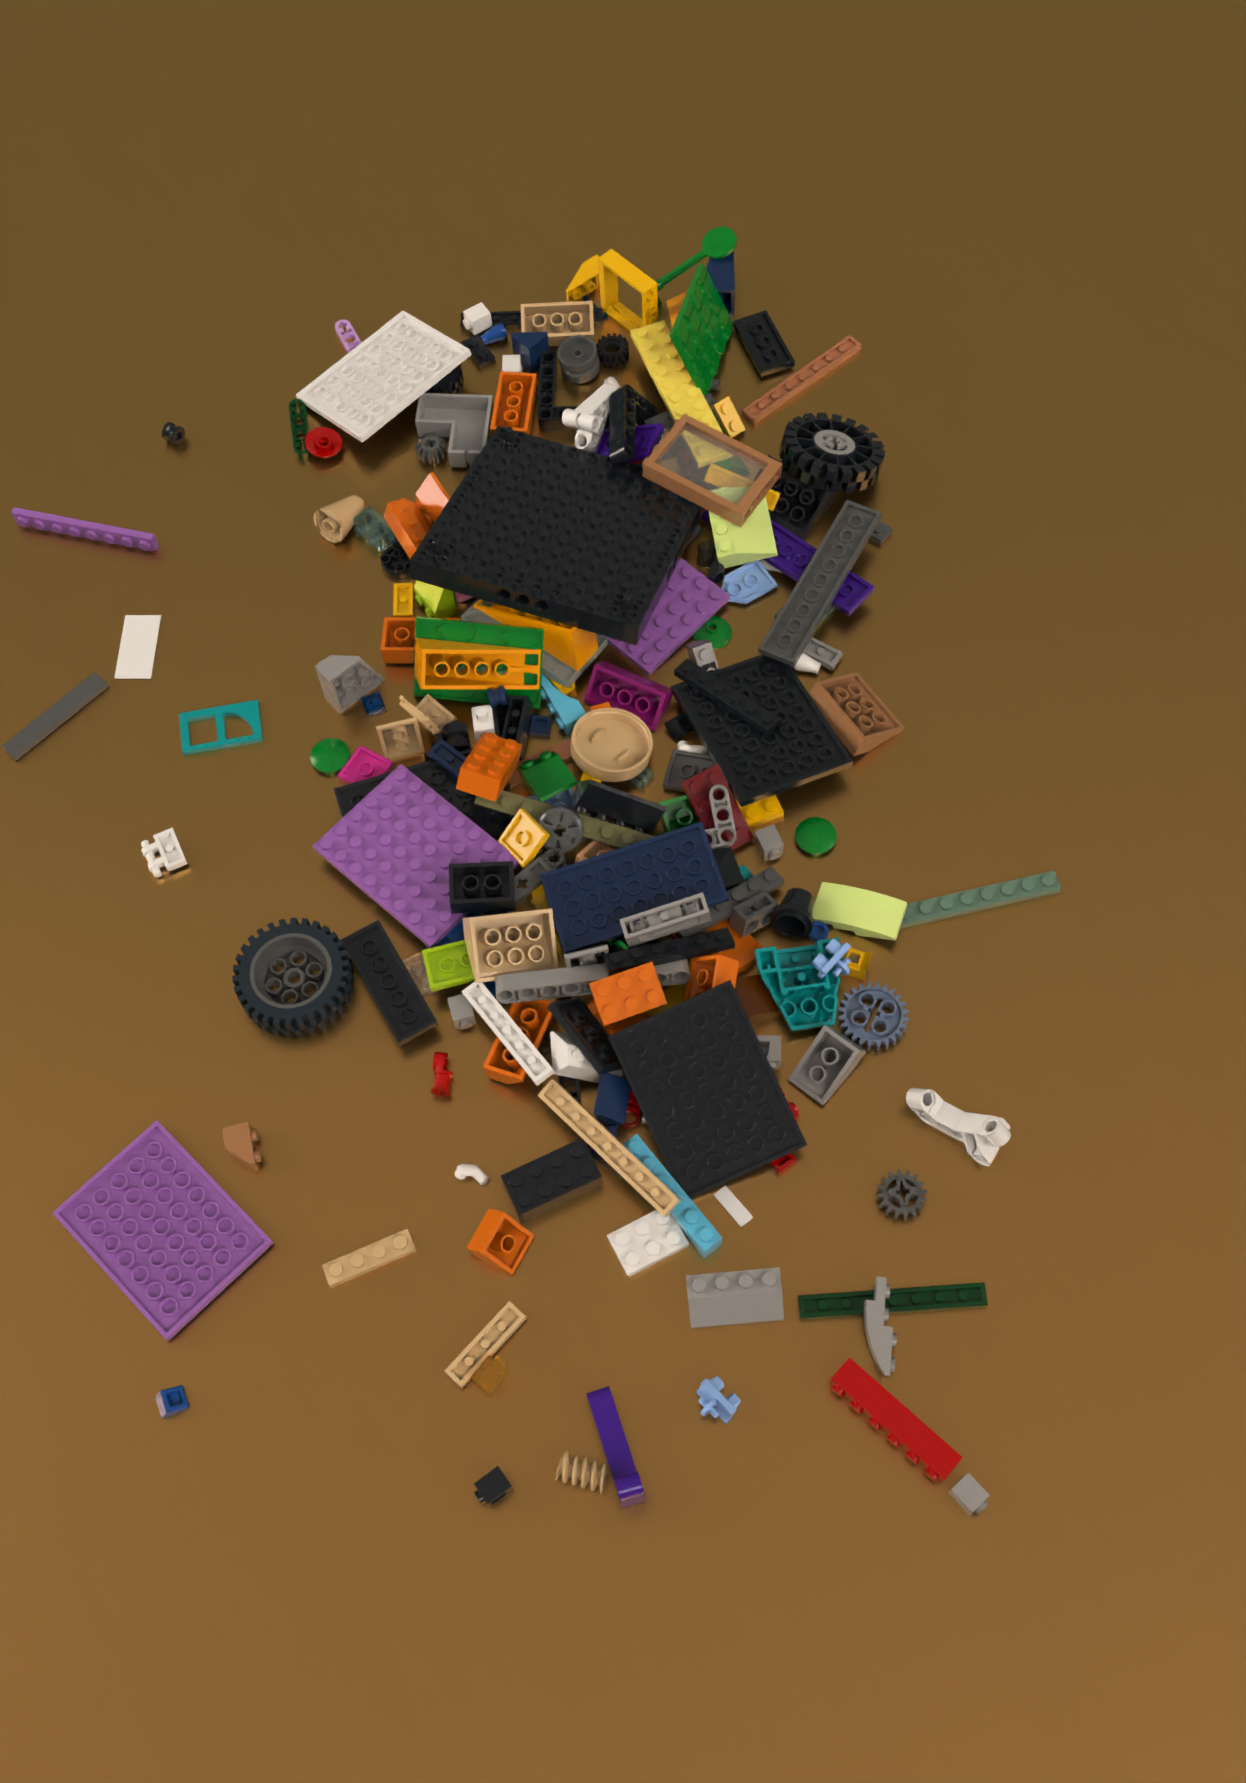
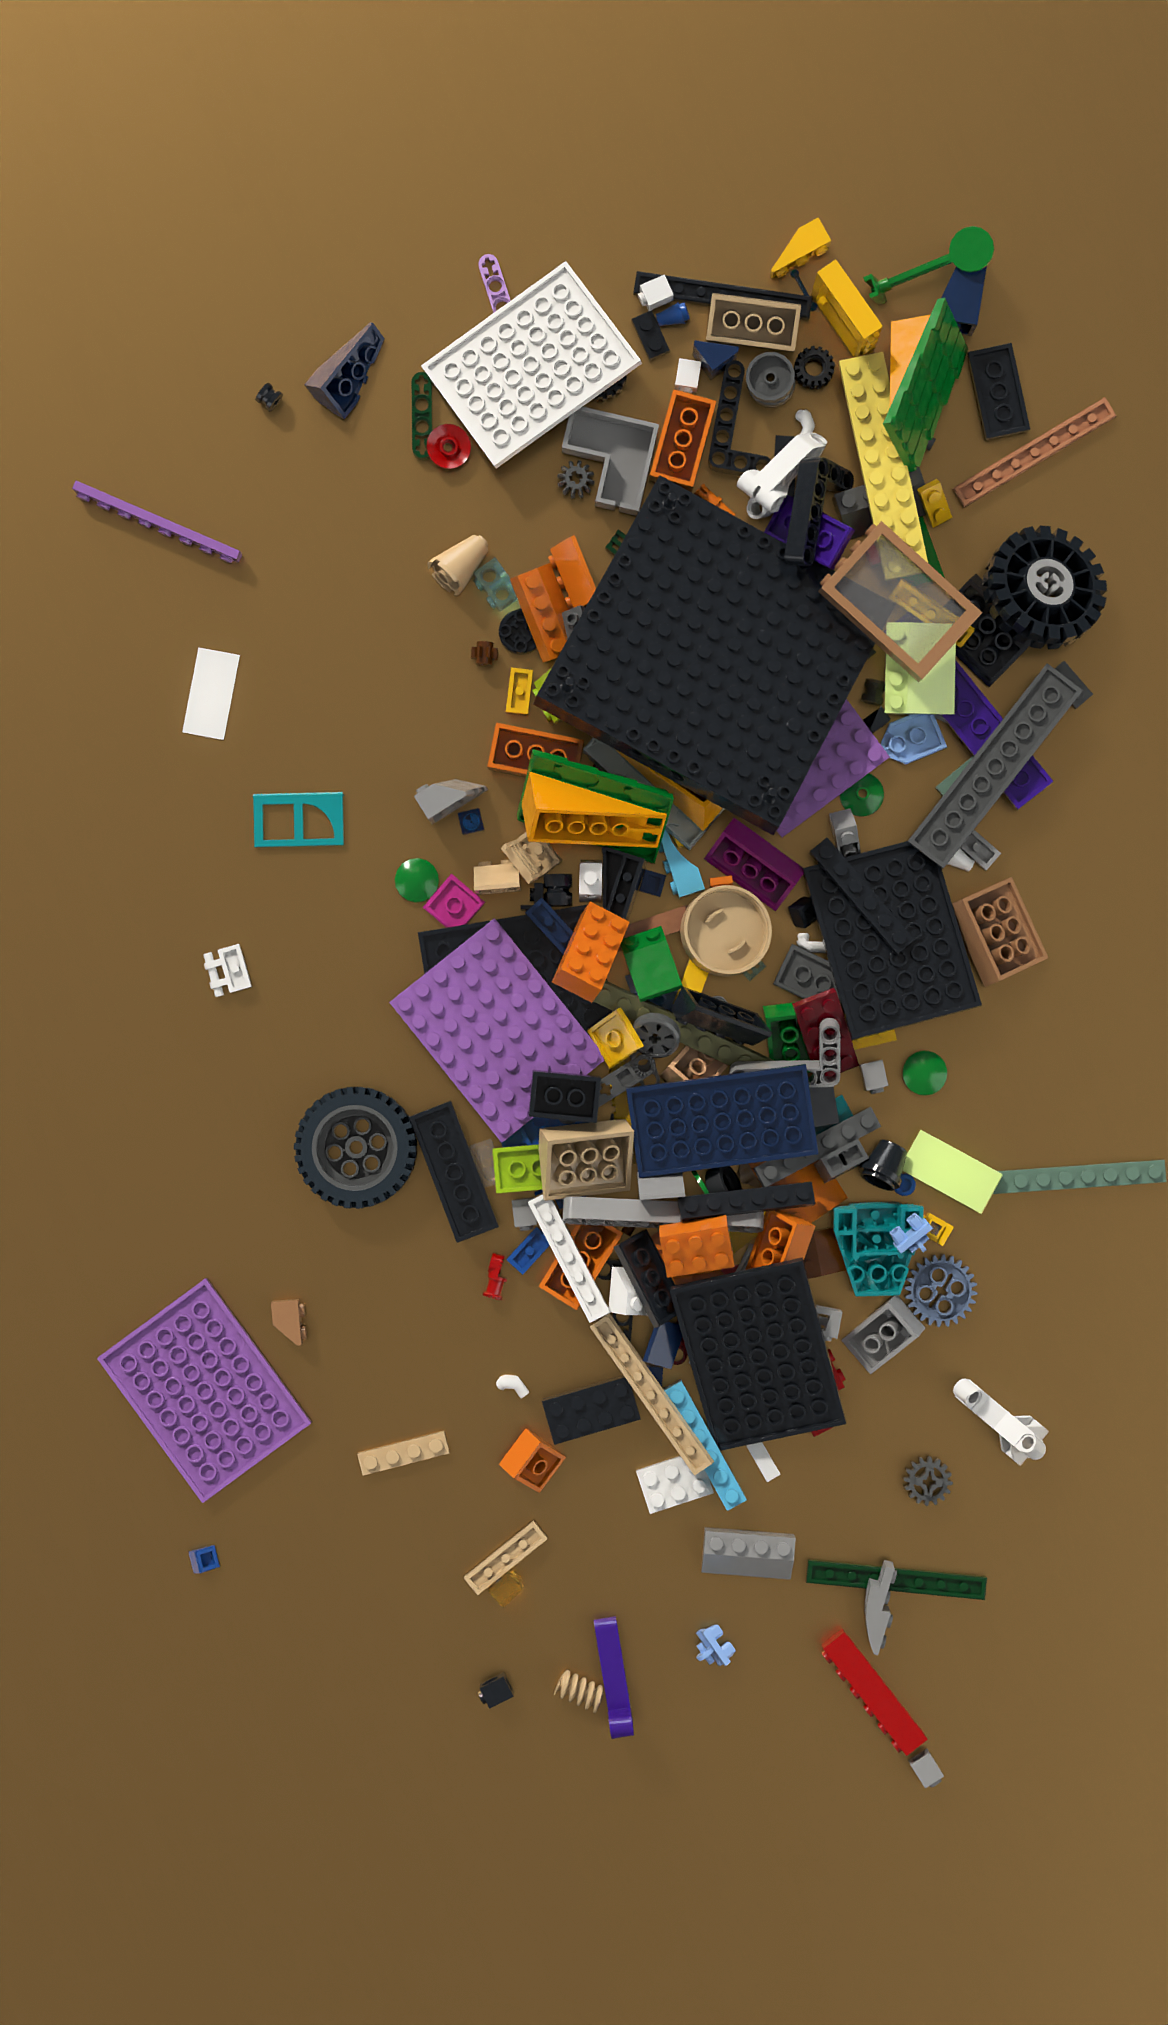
camera: 10 degrees right, 25 degrees up
(55, 716) = (114, 773): dark grey tile -> none
(233, 411) = (342, 375): none -> dark blue wedge
(369, 577) = (484, 653): none -> reddish brown gear
(471, 1044) = (528, 1251): none -> blue plate
(497, 696) = (610, 856): dark blue wheel -> none
(665, 920) = (748, 1172): light grey brick -> none

